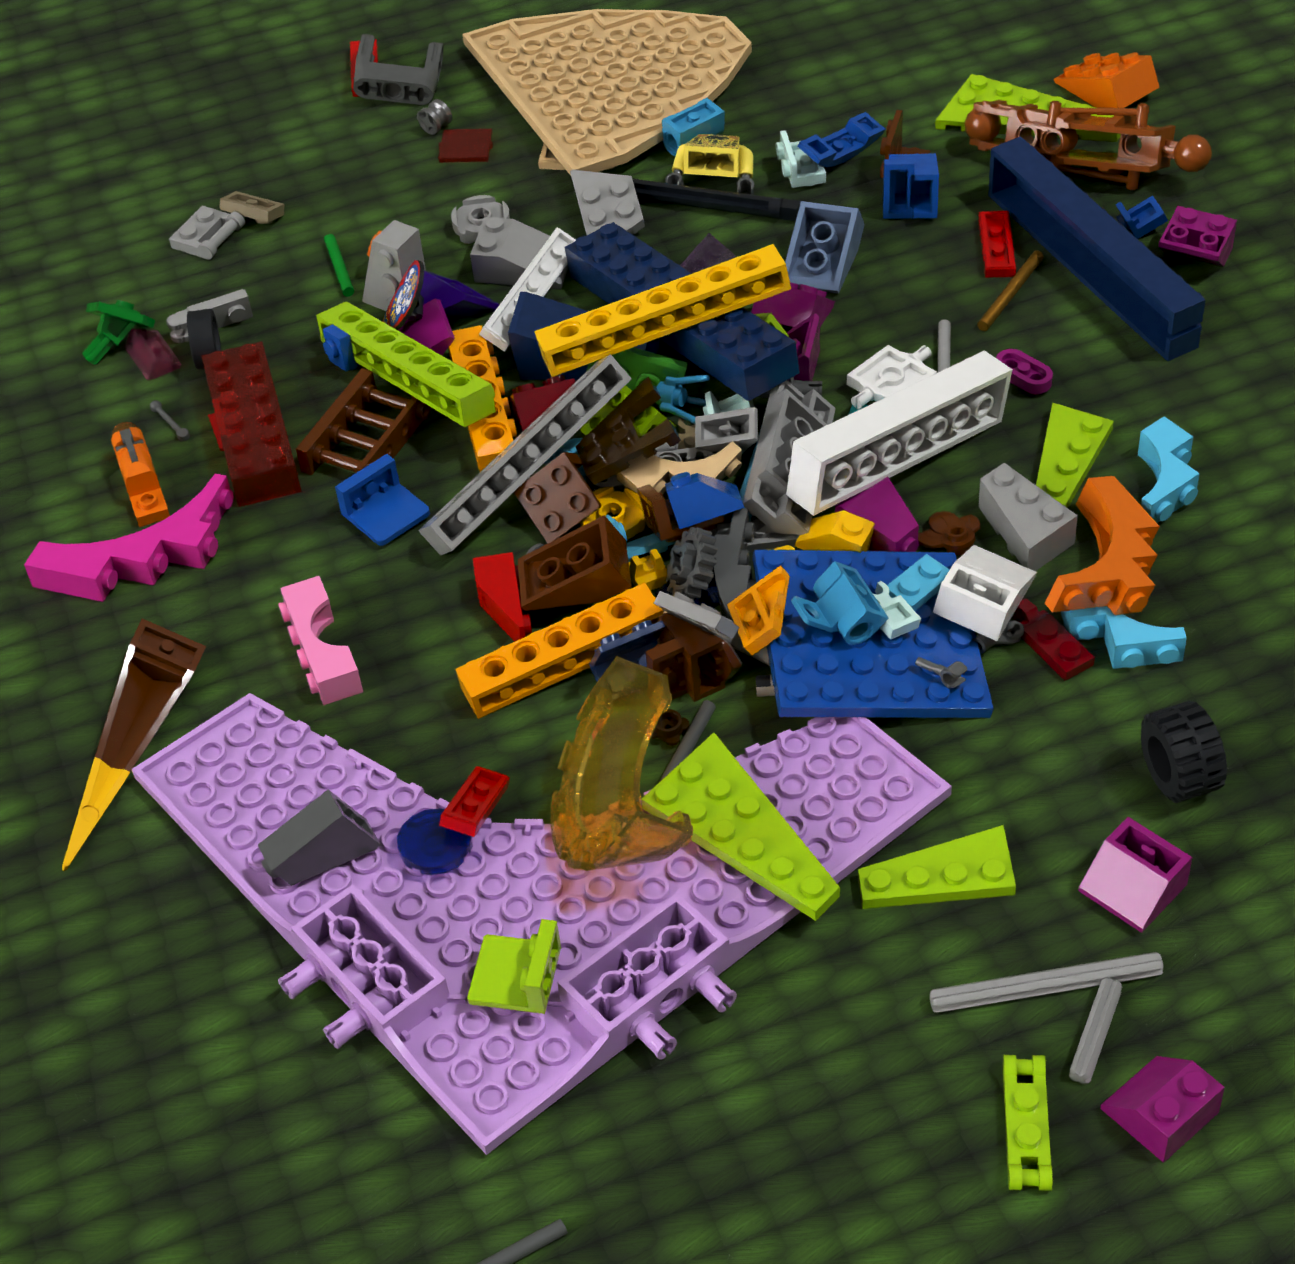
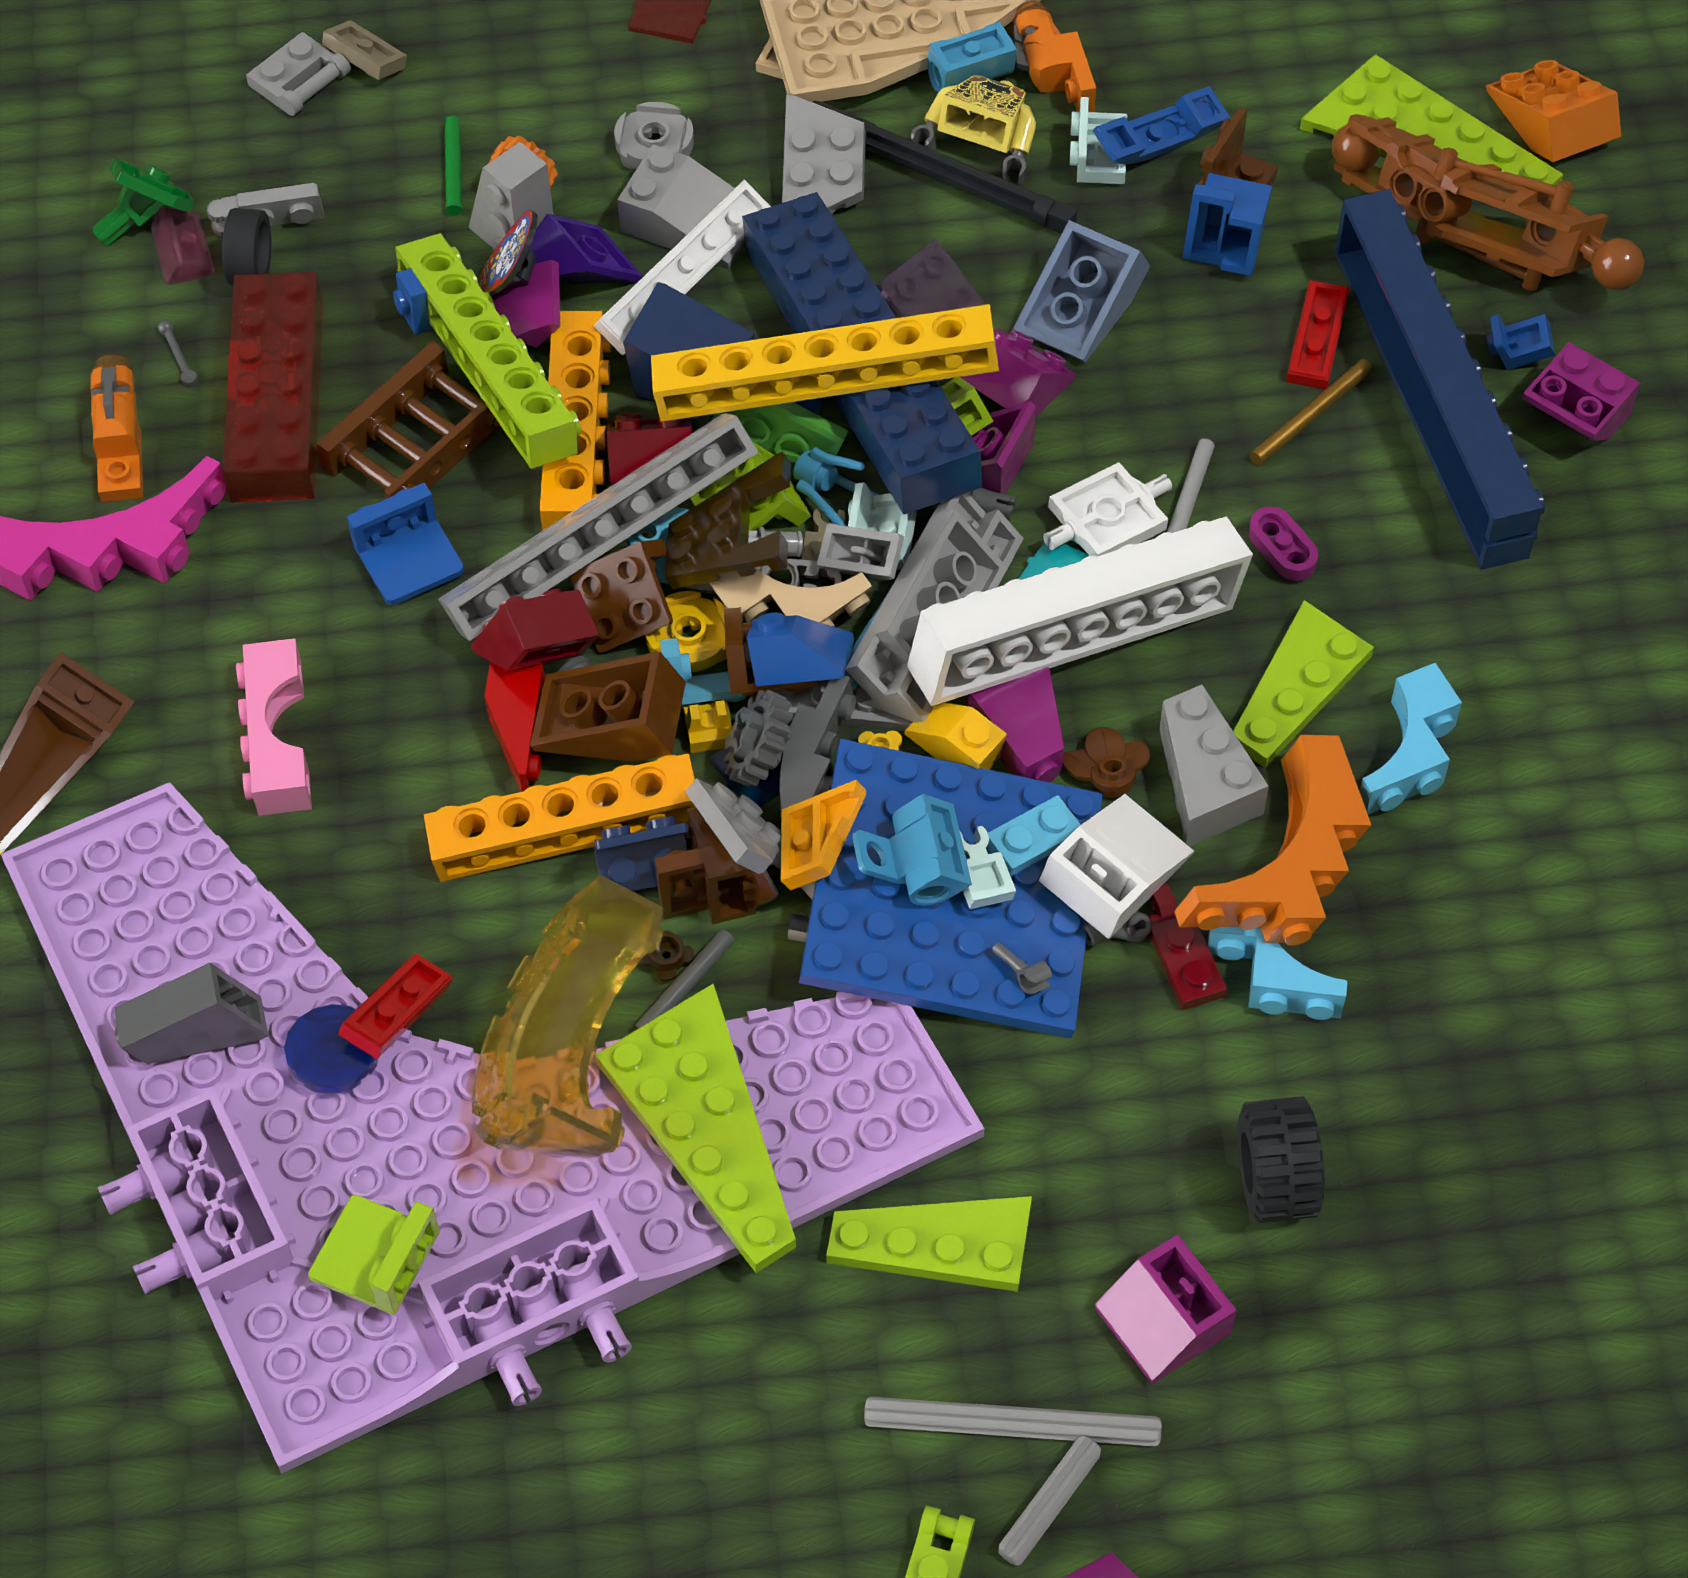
camera: 10 degrees right, 10 degrees up
(503, 528) = (537, 630): none -> dark red slope
(749, 118) = (1051, 58): none -> orange plate

